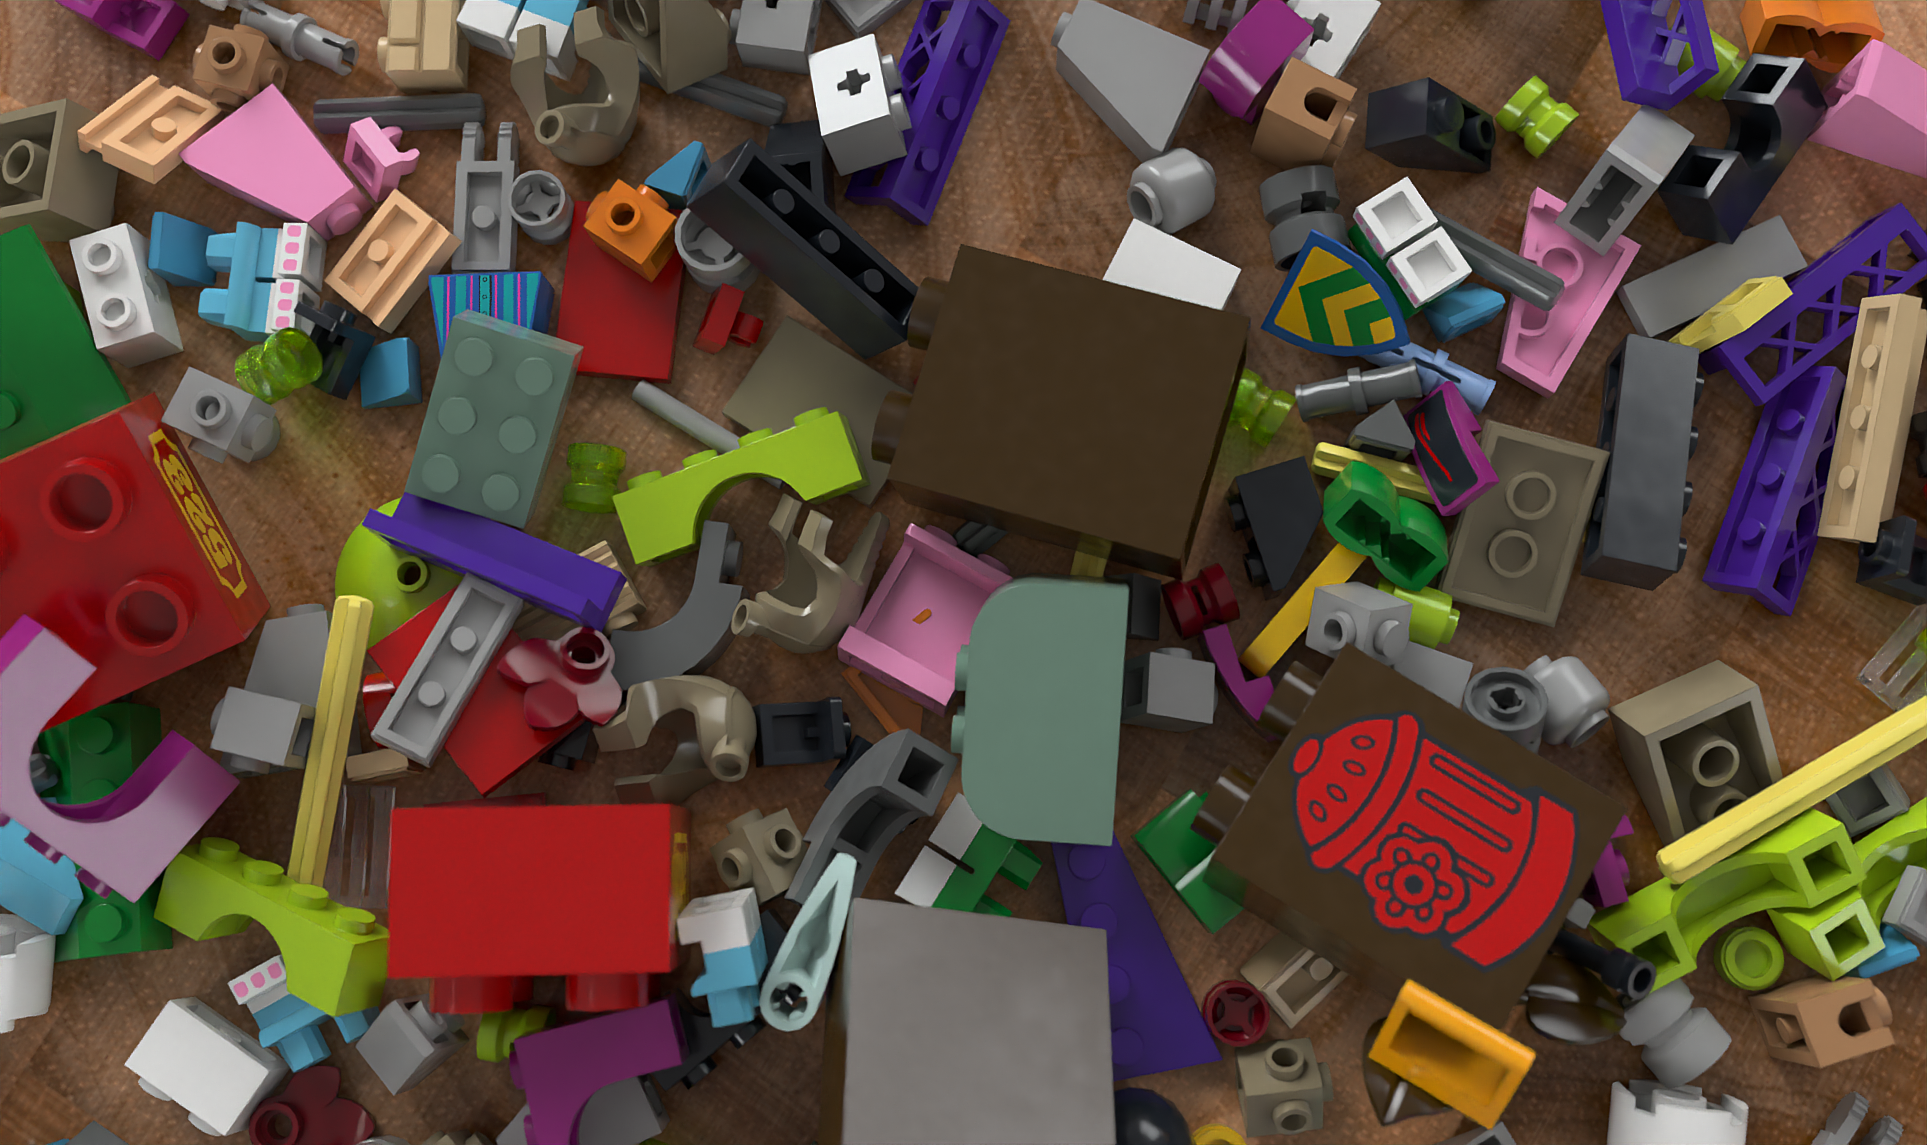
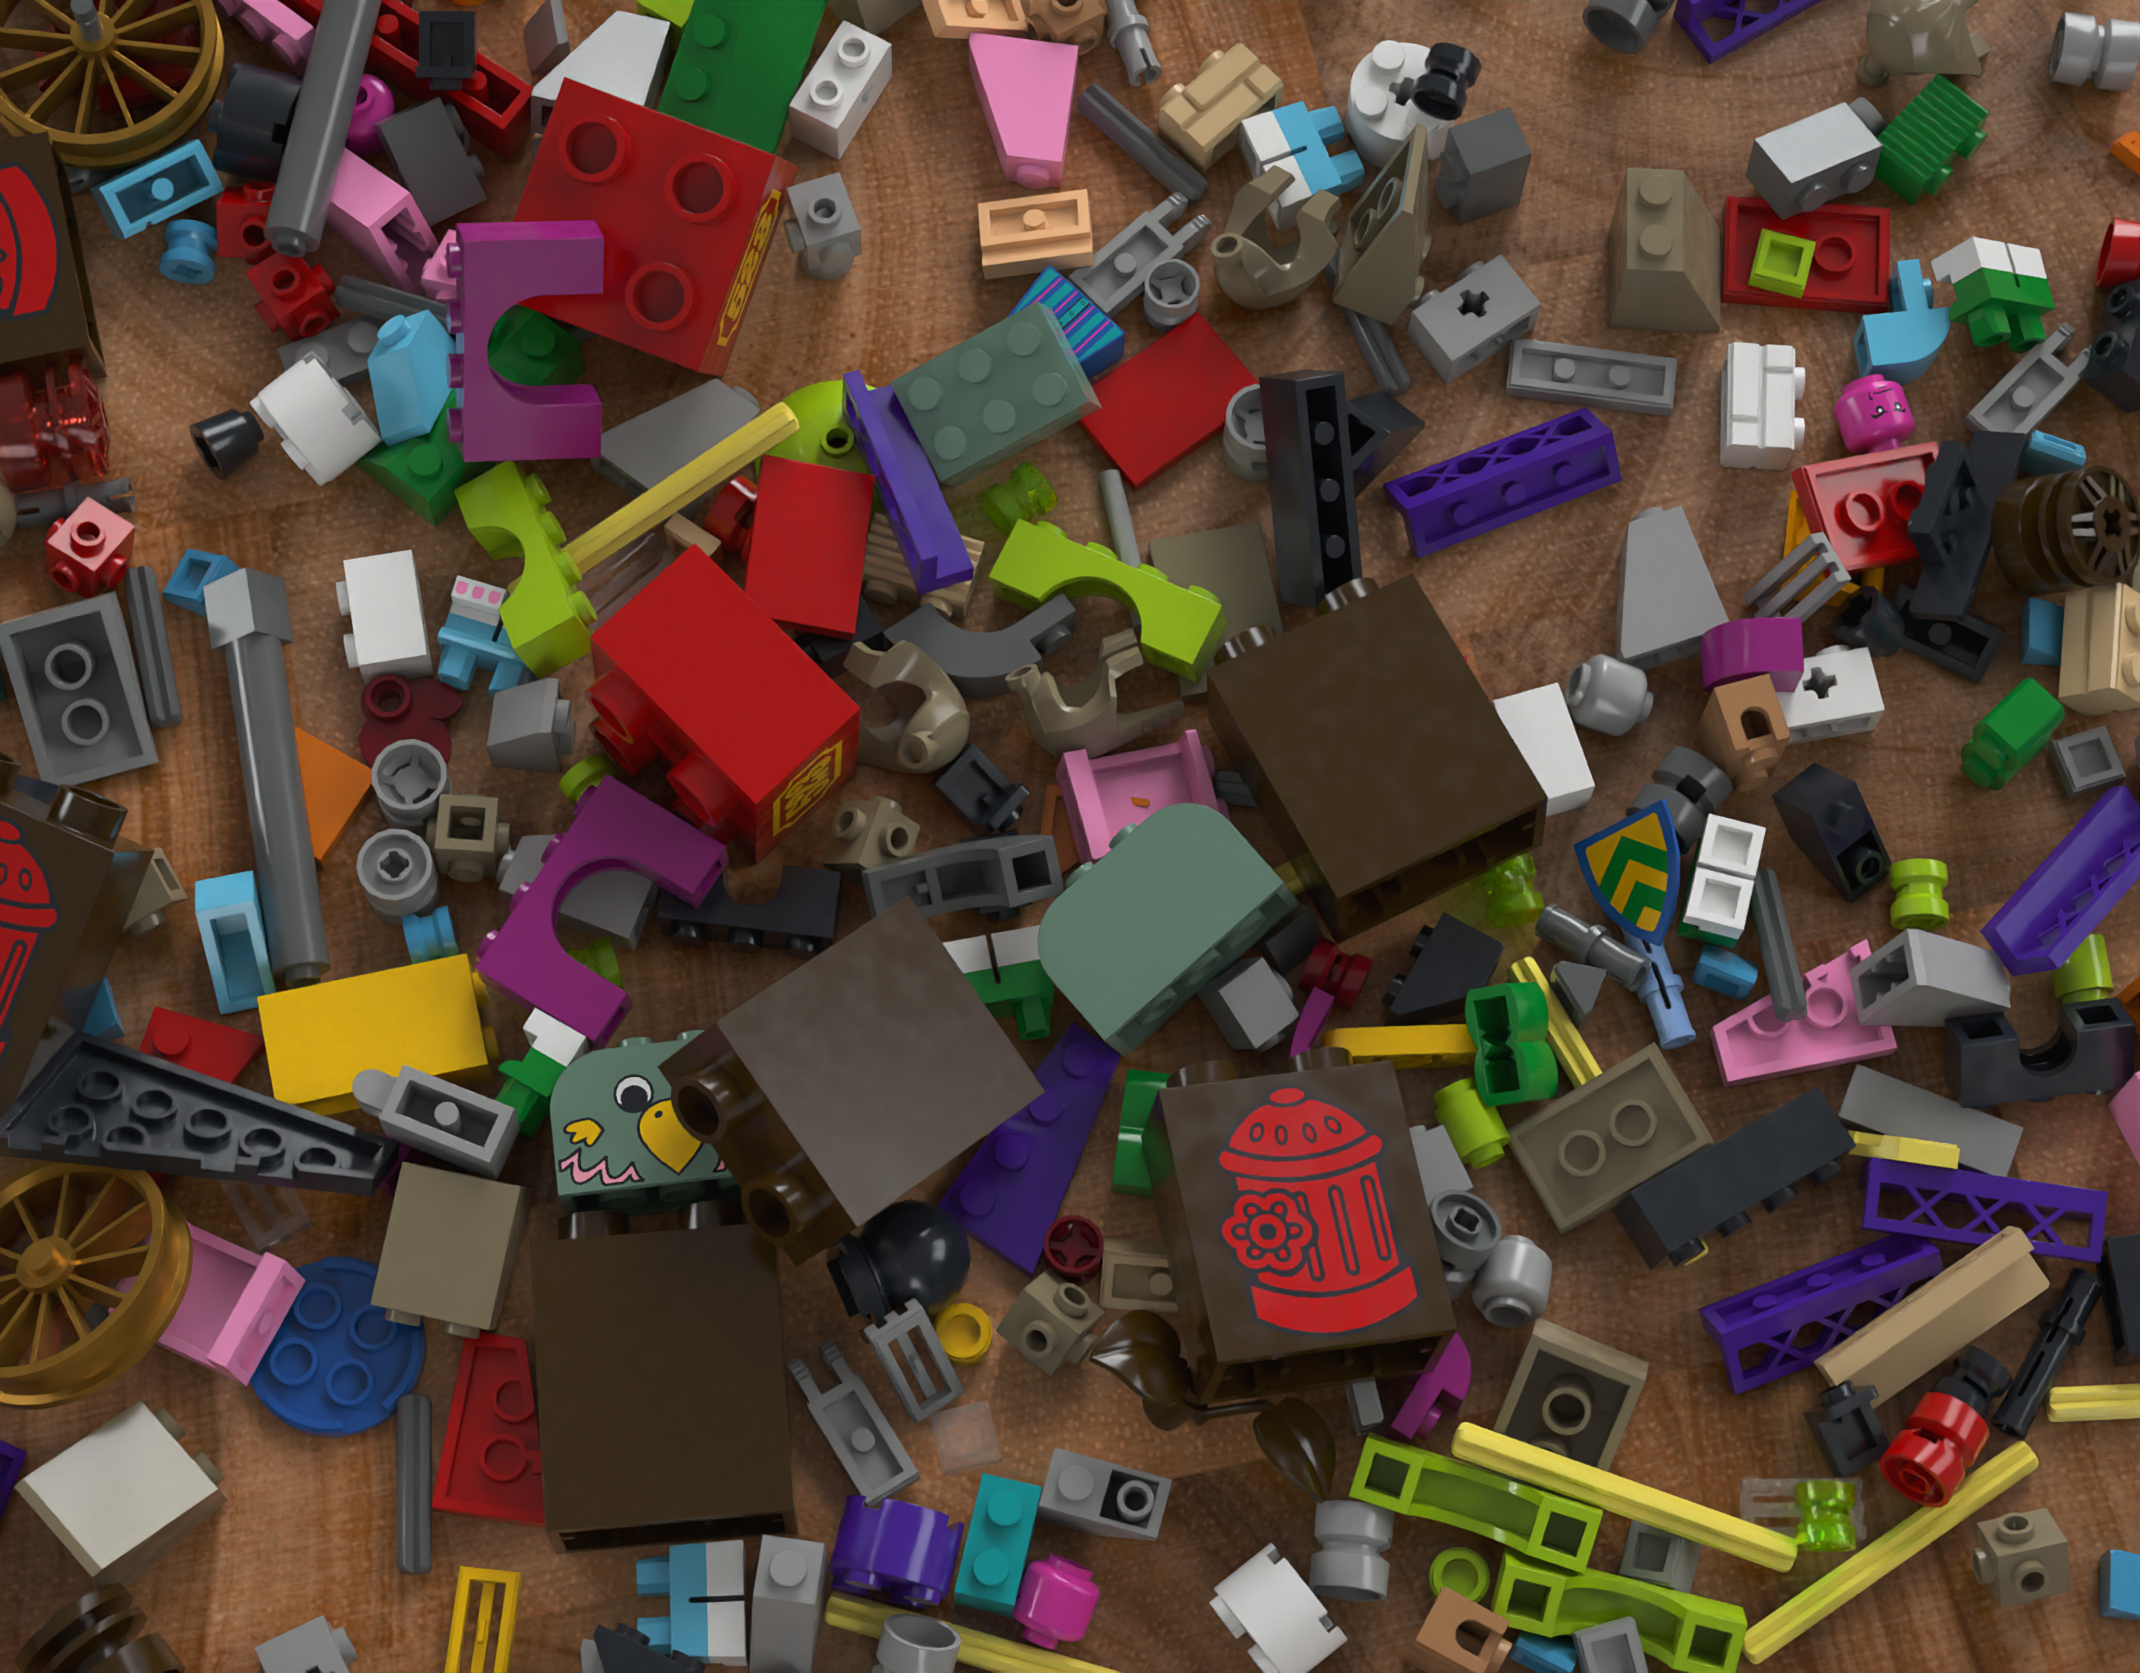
camera: 35 degrees right, 10 degrees down
(180, 251) = (906, 97): dark azure slope -> none
(262, 730) = (648, 439): light grey brick -> none
(267, 279) = (940, 172): hips -> none
(279, 365) = (893, 228): clear neon green wheel -> none
(340, 345) = (938, 252): black bracket -> none
(374, 157) = (1094, 158): bright pink tile -> none
(391, 375) = (957, 305): dark azure slope -> none
(447, 670) = (802, 516): light grey tile -> none
(561, 686) = (869, 596): dark red plate -> none
(633, 227) = (1215, 364): orange brick -> none
(680, 175) = (1278, 358): dark azure slope -> none
(725, 322) = (1213, 487): red tile -> none
(732, 952) = (796, 859): hips -> none
(810, 948) = (843, 908): light aqua piece -> none
(858, 105) = (1451, 430): brick -> none
(1361, 617) = (1427, 1082): light grey brick -> none
(1447, 450) = (1605, 1040): slope -> none
(1451, 1054) = (1180, 1355): light orange tile -> none
(1617, 967) = (1349, 1449): black bar -> none

